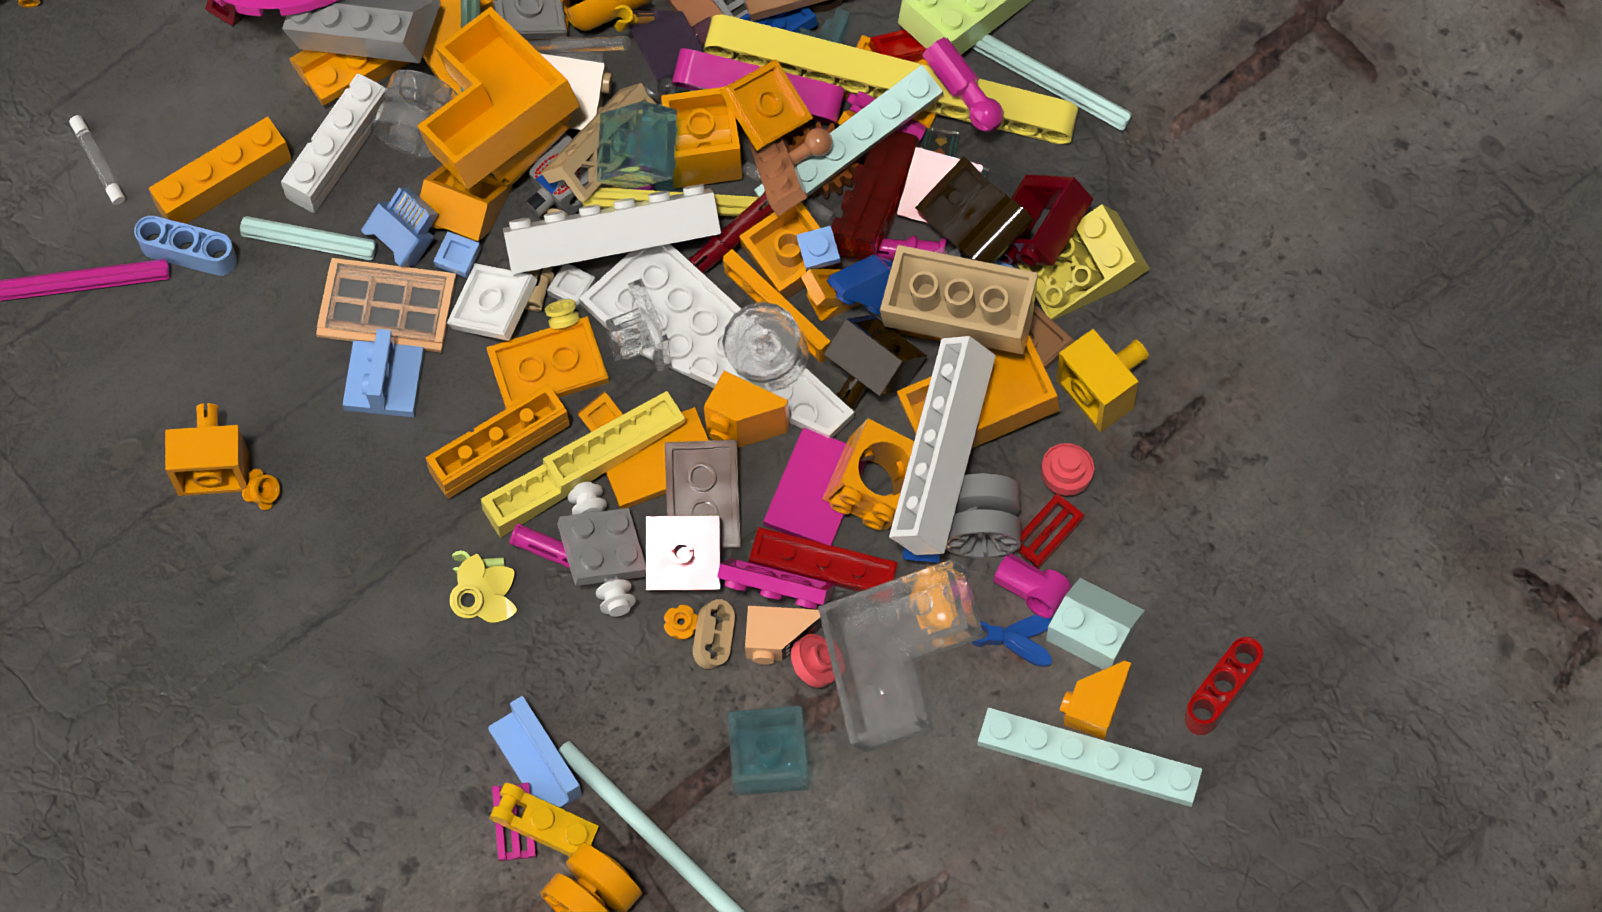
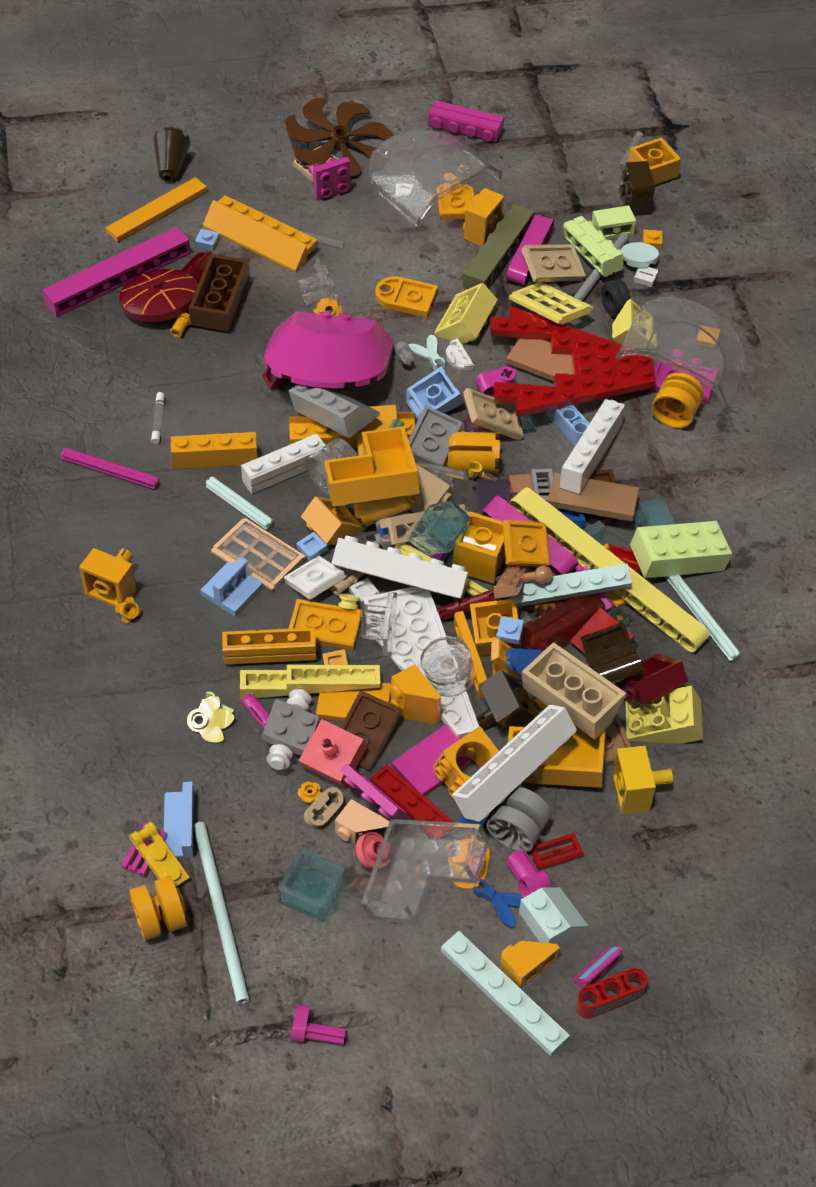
camera: 25 degrees right, 15 degrees down
(195, 257) = (173, 475): light blue beam -> none
(403, 225) = (291, 517): medium blue piece -> none
(961, 82) = (646, 584): dark pink piece -> none
(1067, 469) = (587, 822): coral plate -> none
(1185, 660) = (598, 967): none -> dark pink slope

